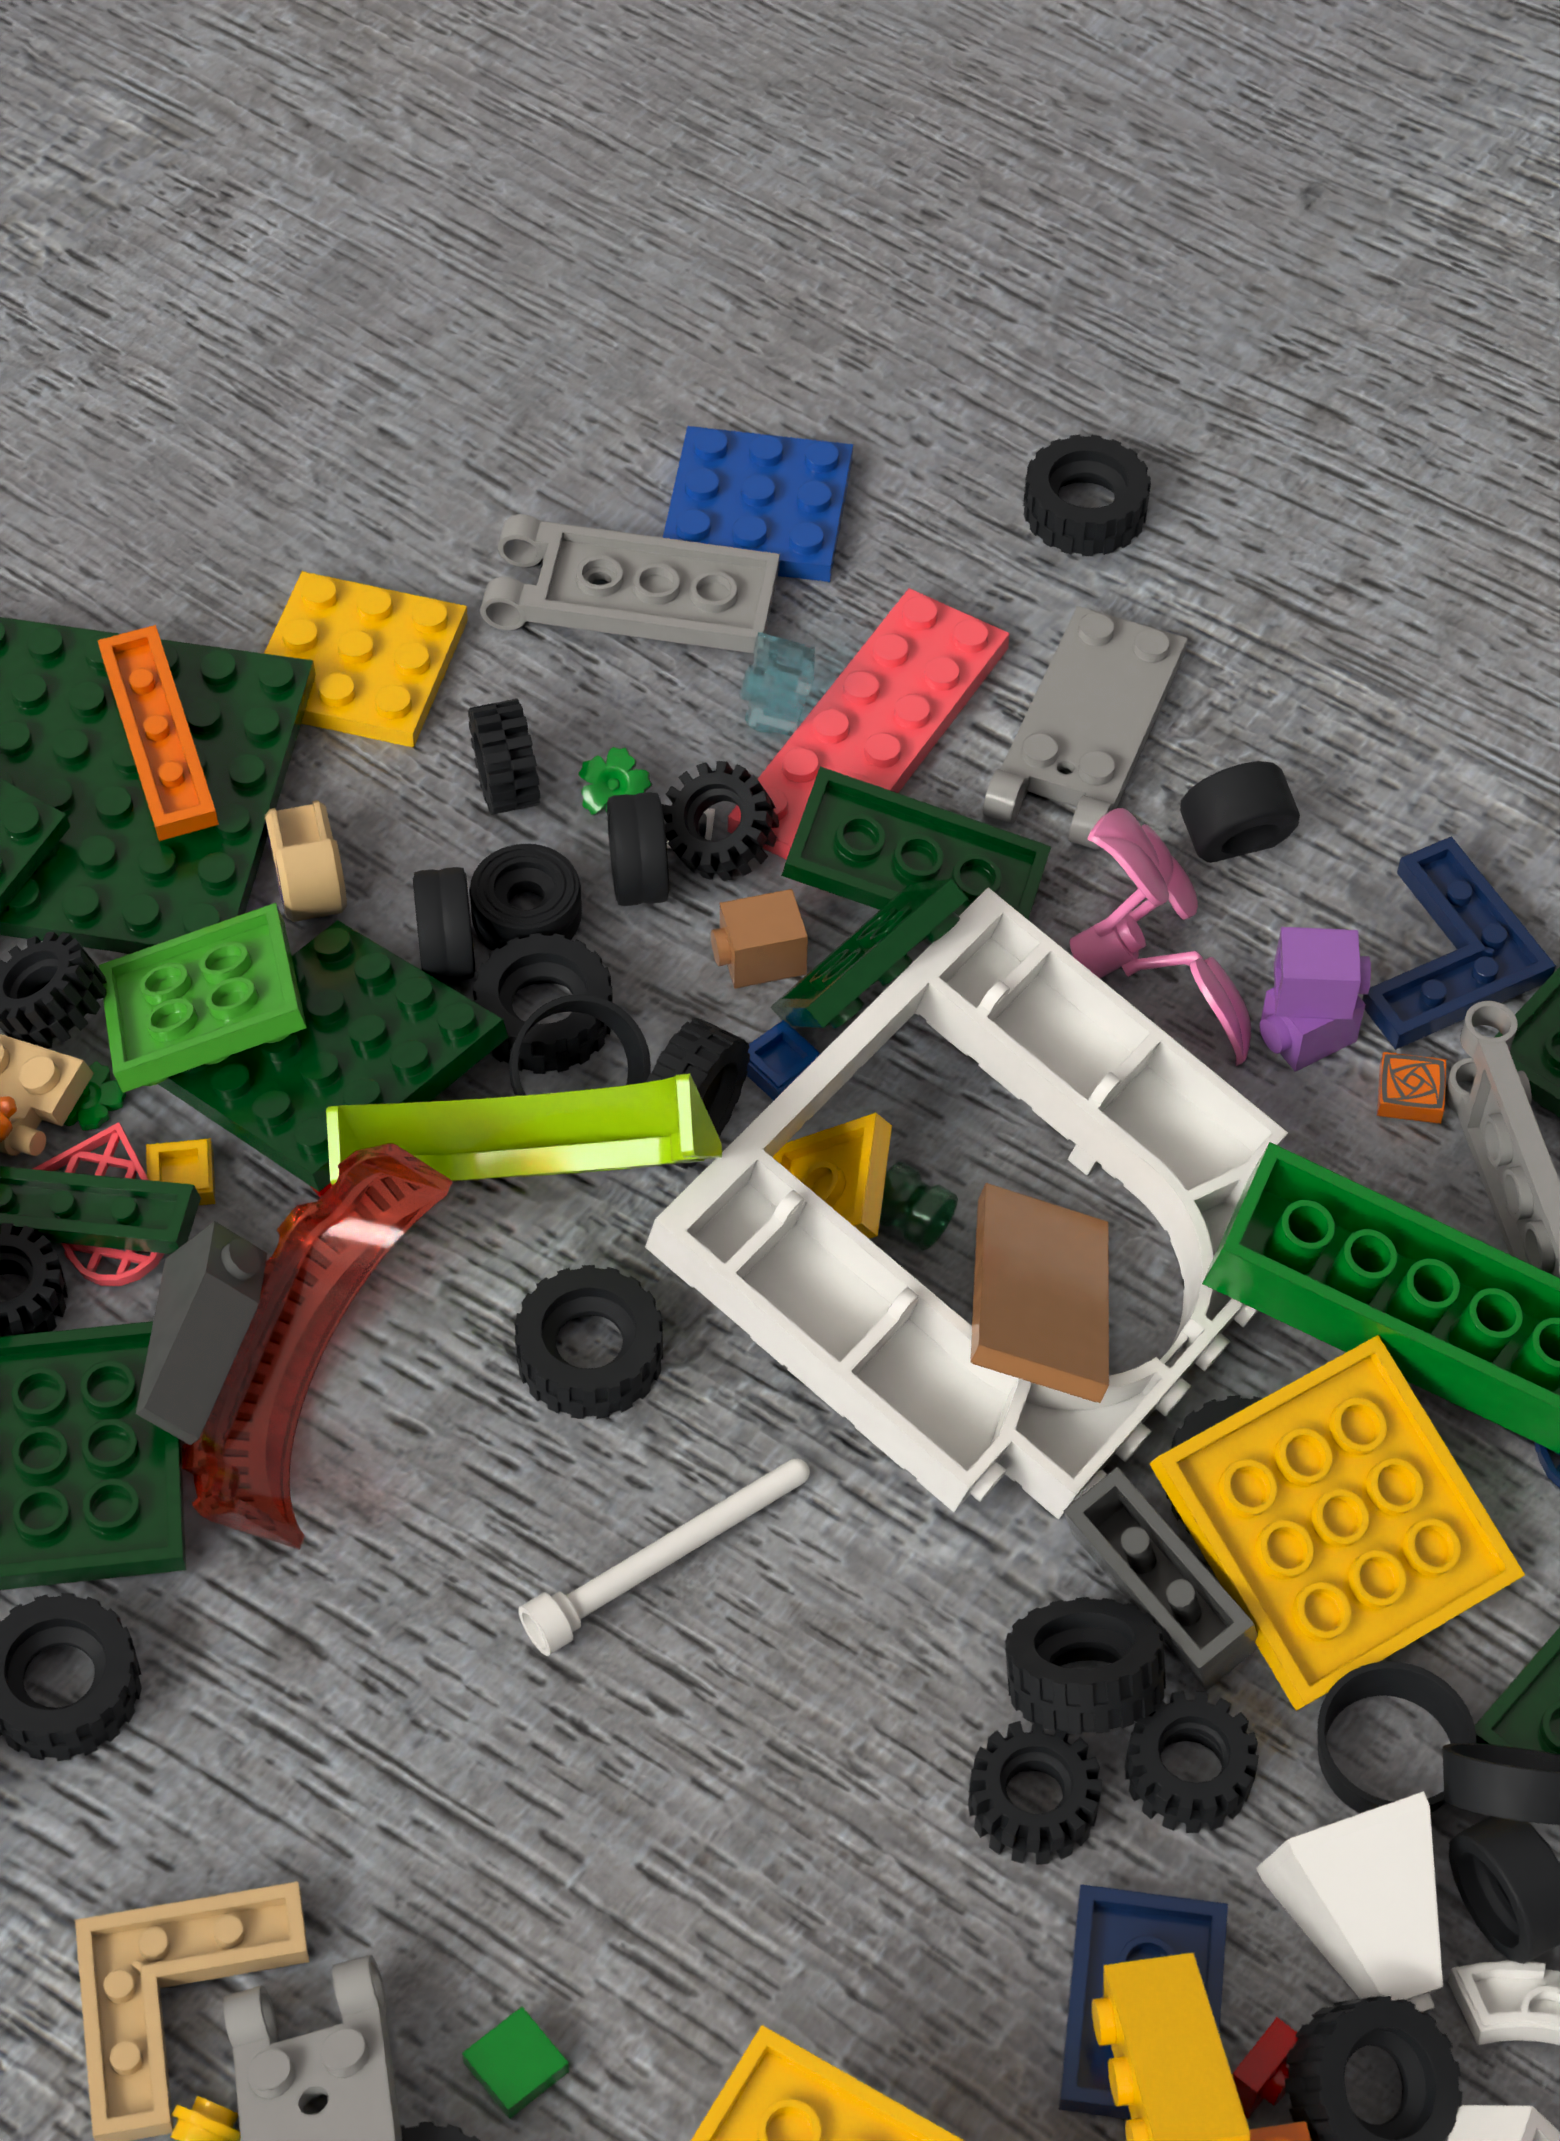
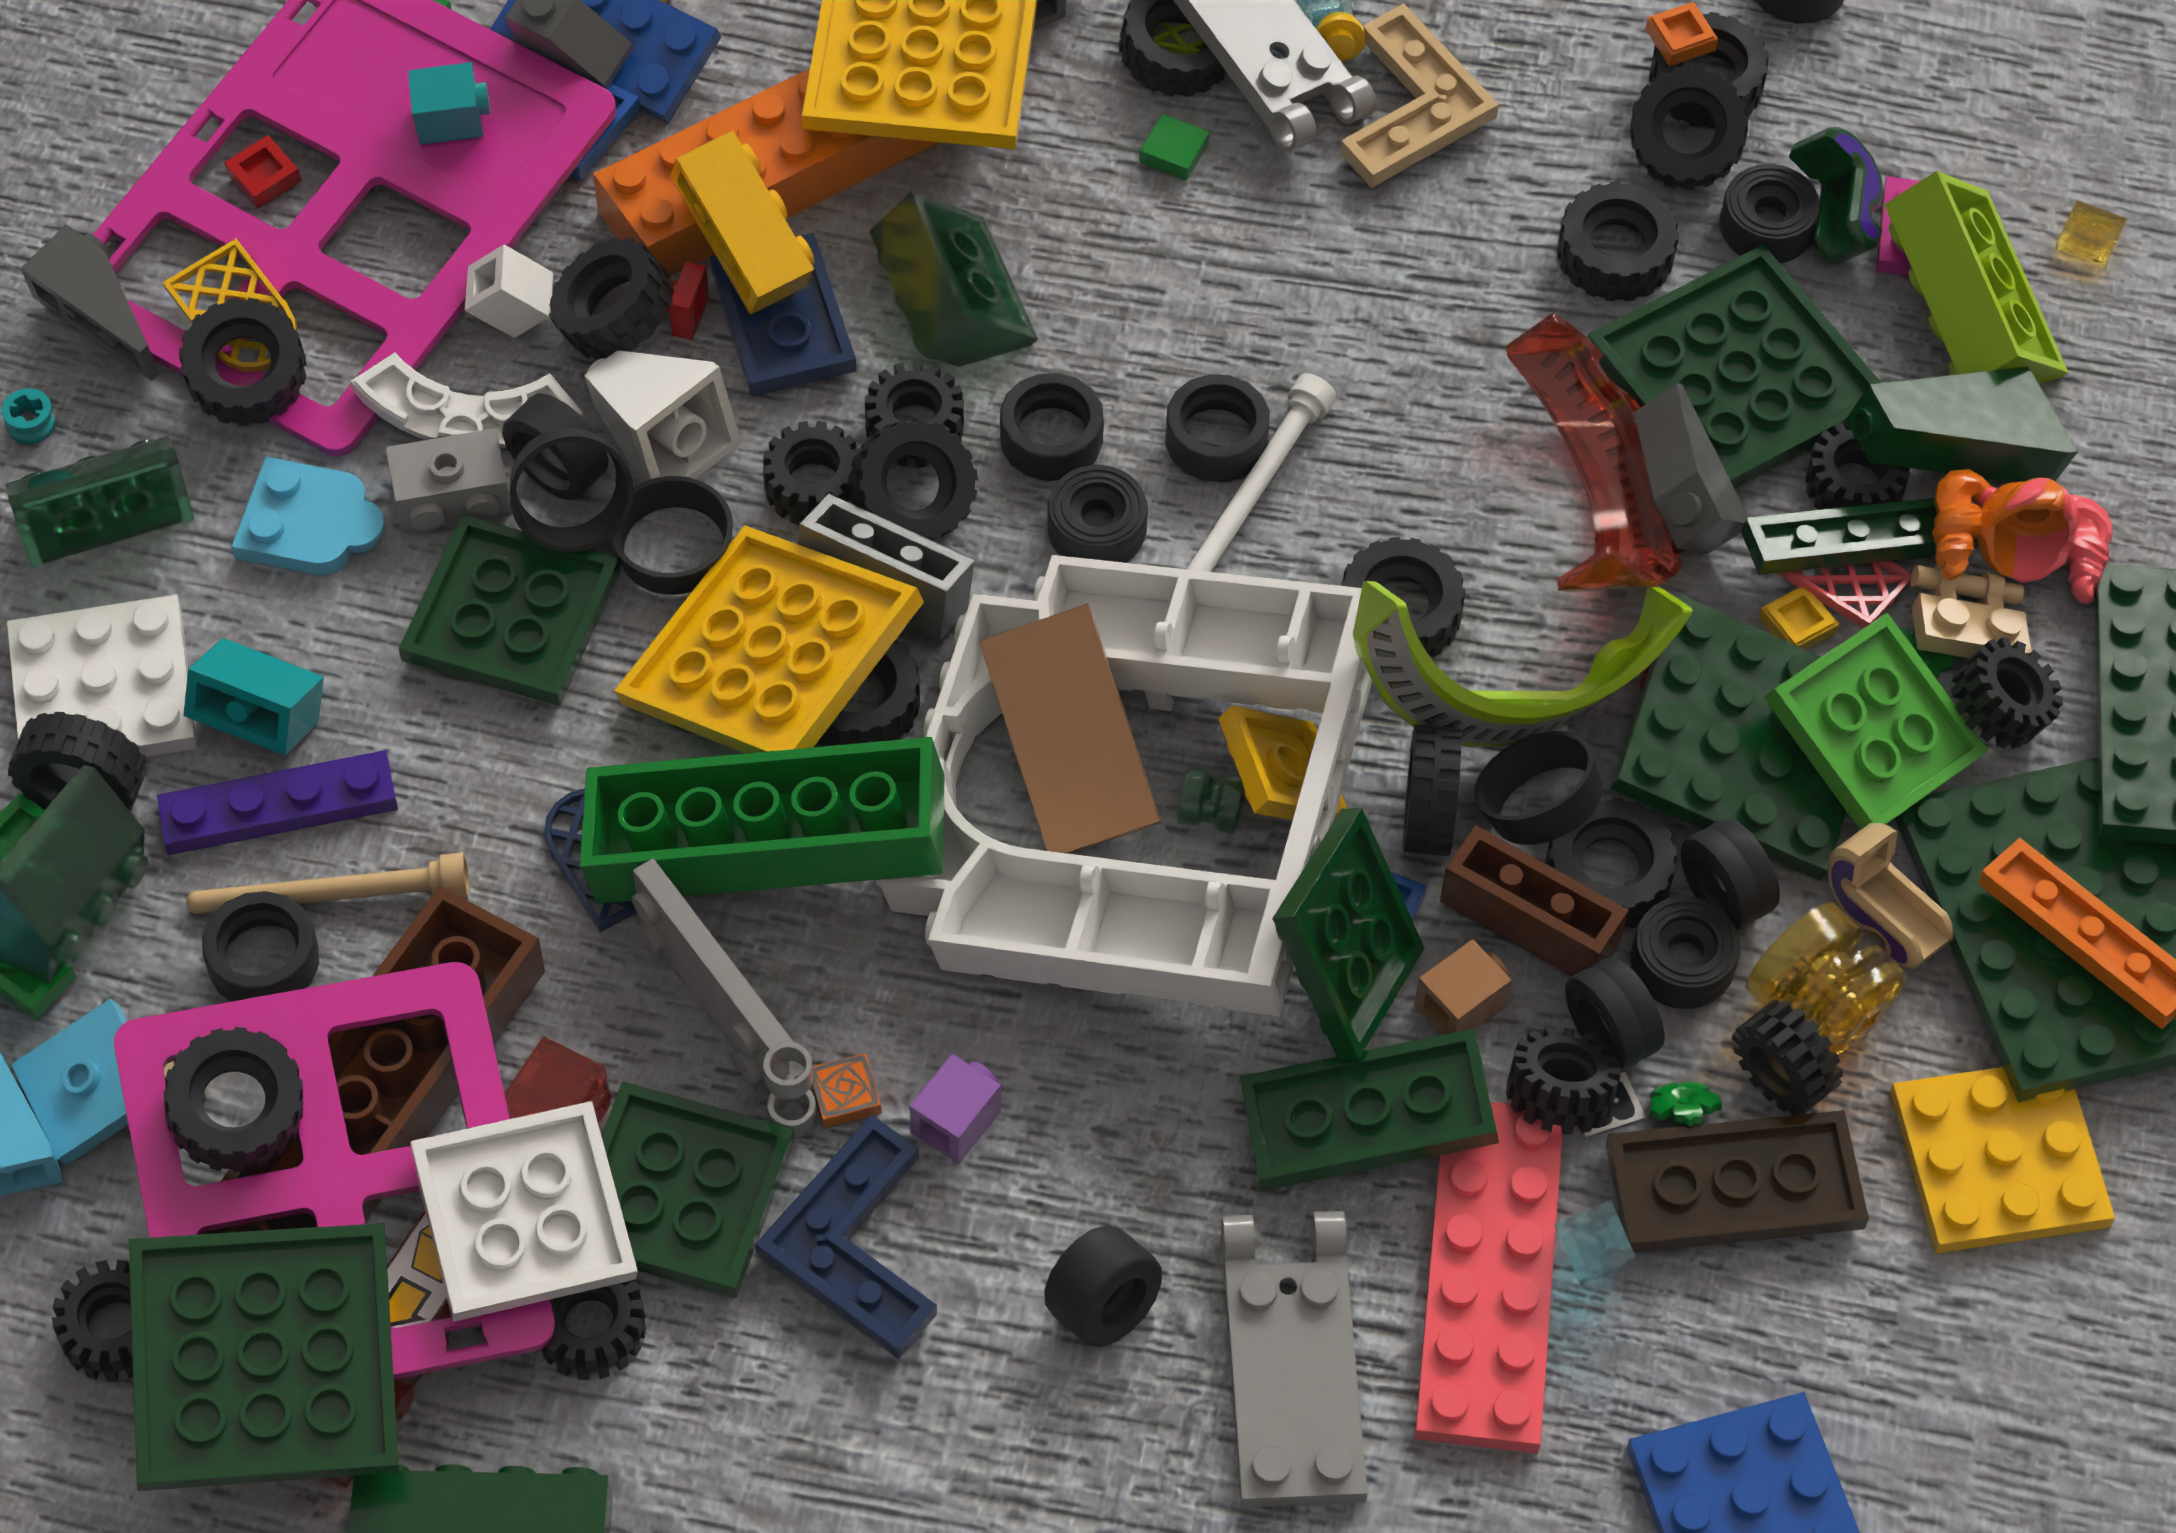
camera: 155 degrees right, 5 degrees up
(425, 793) = (1822, 976): none -> clear yellow wheel
(598, 701) = (1736, 1181): none -> dark brown plate
(648, 960) = (1531, 903): none -> reddish brown brick
(653, 587) = (1770, 1337): light grey hinge -> none
(680, 1575) = (1216, 393): none -> black tyre
(871, 1608) = (1097, 489): none -> black tyre
(884, 1658) = (1046, 392): none -> black tyre
(909, 1952) = (950, 282): none -> clear green slope
(1119, 938) = (1155, 1043): bright pink plant -> none
(1319, 973) = (957, 1085): medium lavender brick -> none

